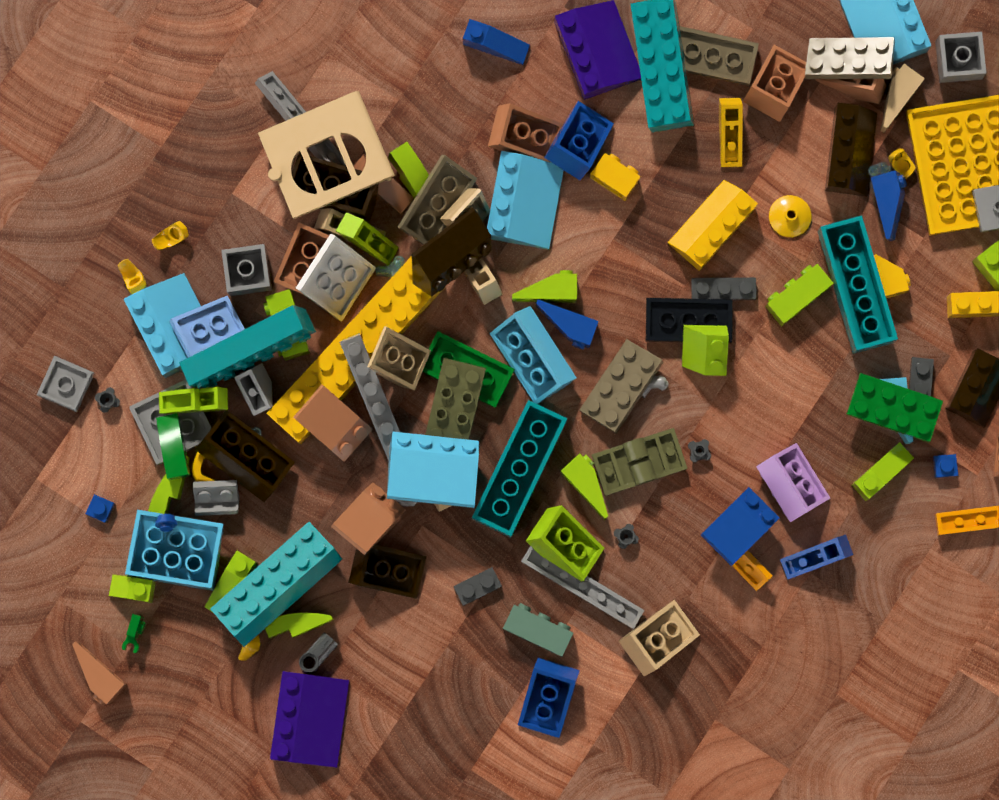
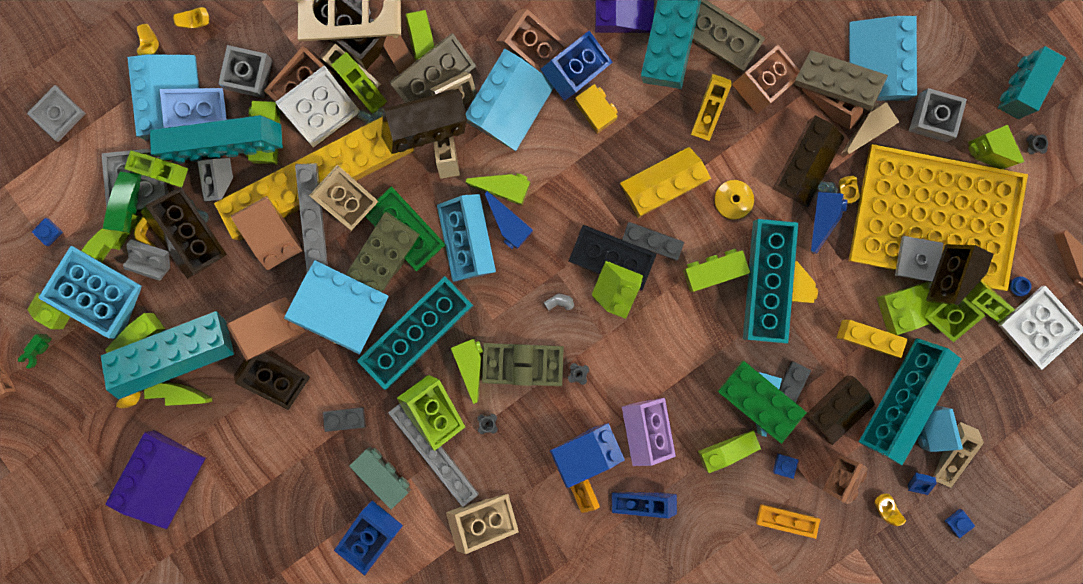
camera: 15 degrees right, 5 degrees up
(101, 399) = (82, 140): dark grey plate -> none
(166, 522) = (88, 266): blue plate -> none
(319, 651) = (184, 426): dark grey piece -> none
(621, 386) = (532, 293): dark tan plate -> none

